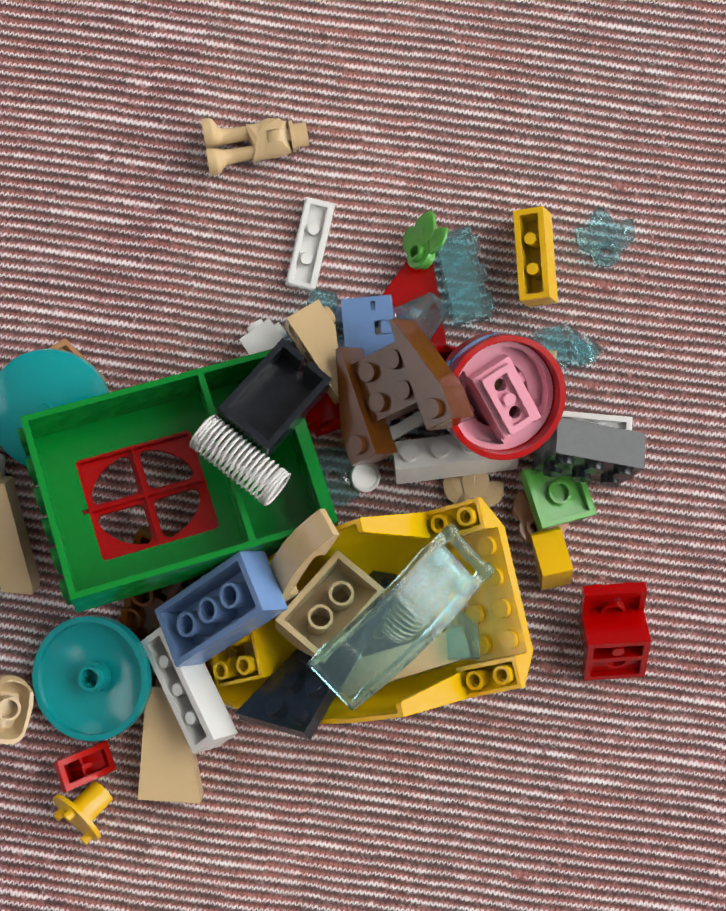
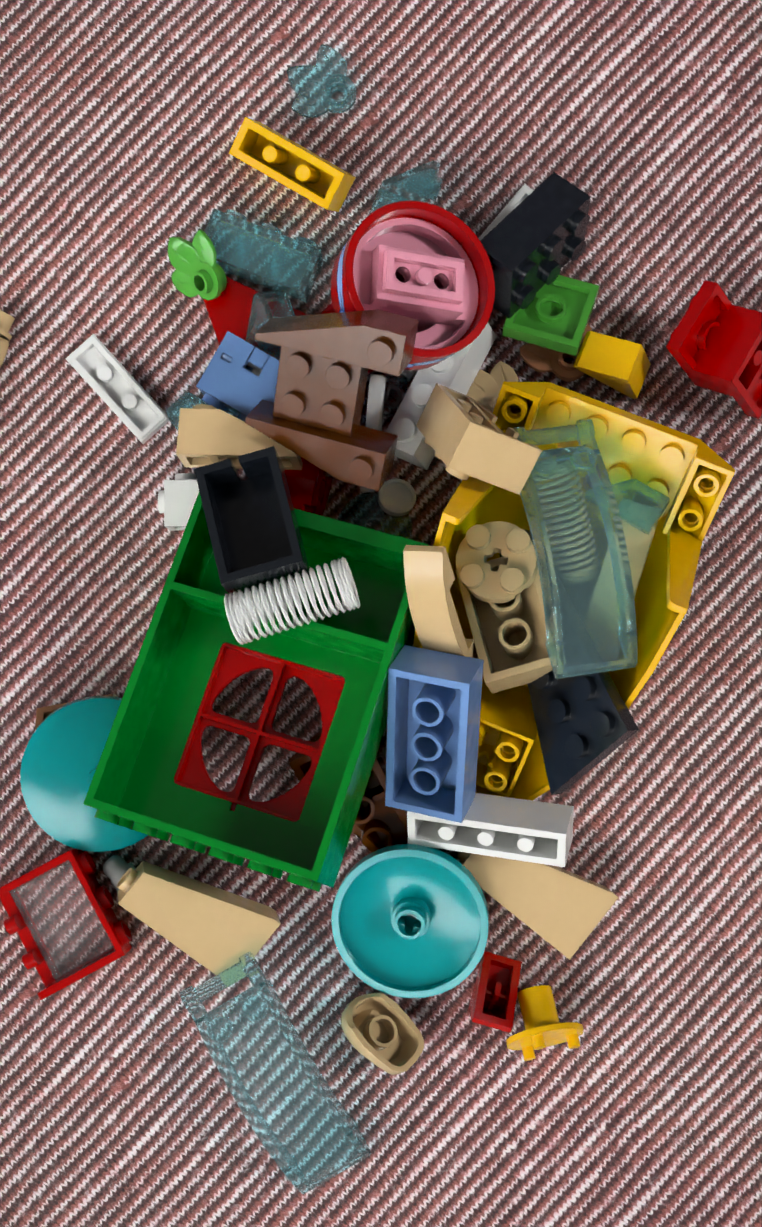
camera: 45 degrees left, 0 degrees up
(368, 556) = (510, 579): none -> tan plate
(425, 502) = (471, 442): none -> tan wedge

